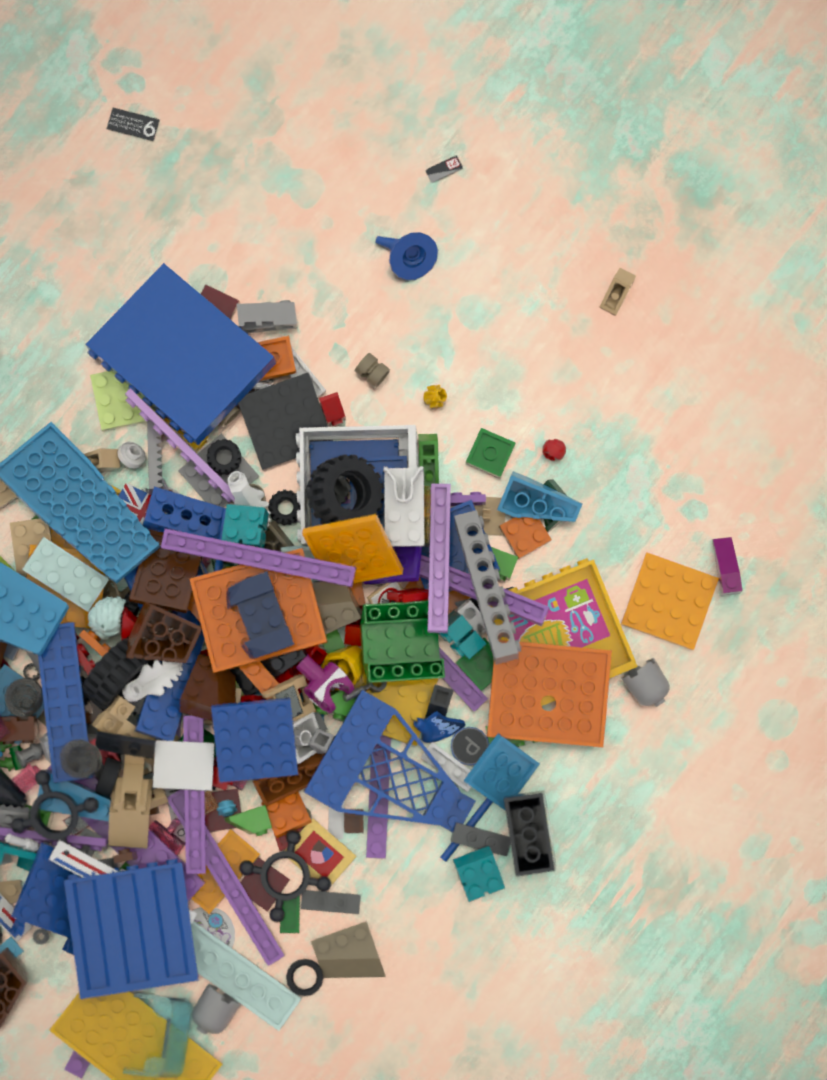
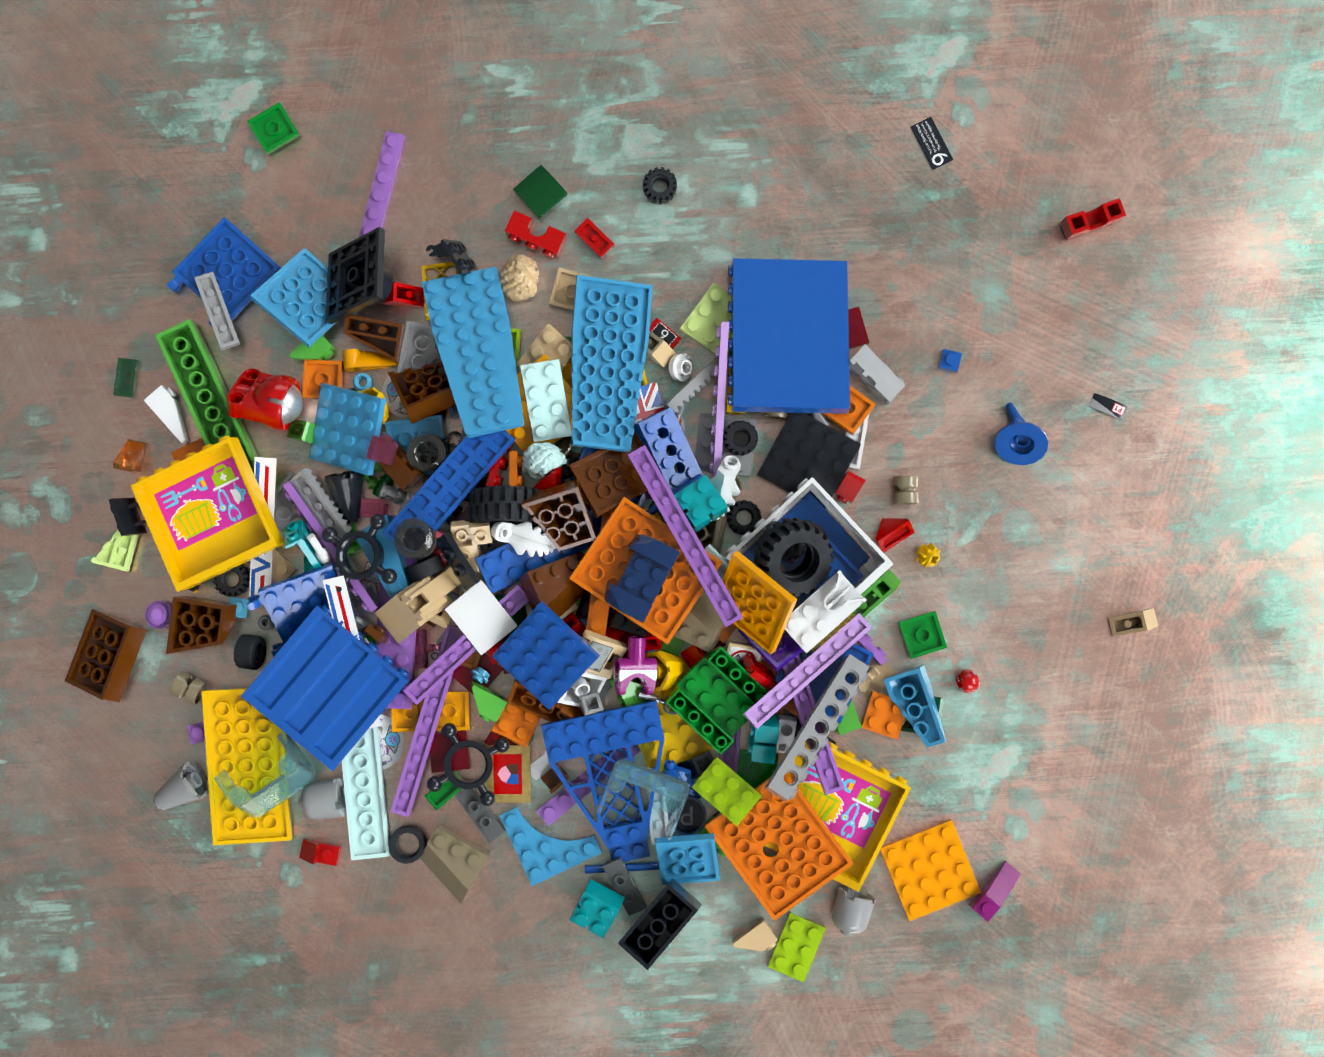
camera: 50 degrees right, 5 degrees up
(35, 1042) = (188, 688): none -> dark tan wheel
(51, 969) = (249, 651): none -> black tyre
(92, 444) = (664, 332): none -> sticker
(251, 1051) = (320, 852): none -> red slope
(297, 57) = (1092, 220): none -> red arch
(306, 253) = (950, 360): none -> blue plate
(395, 406) = (893, 532): none -> red slope
(404, 881) = (542, 854): none -> dark azure plate
(436, 735) = (673, 790): none -> clear light blue windscreen
(475, 696) = (727, 791): none -> lime plate
(606, 772) = (756, 937): none -> tan slope
(640, 750) = (796, 946): none -> lime plate

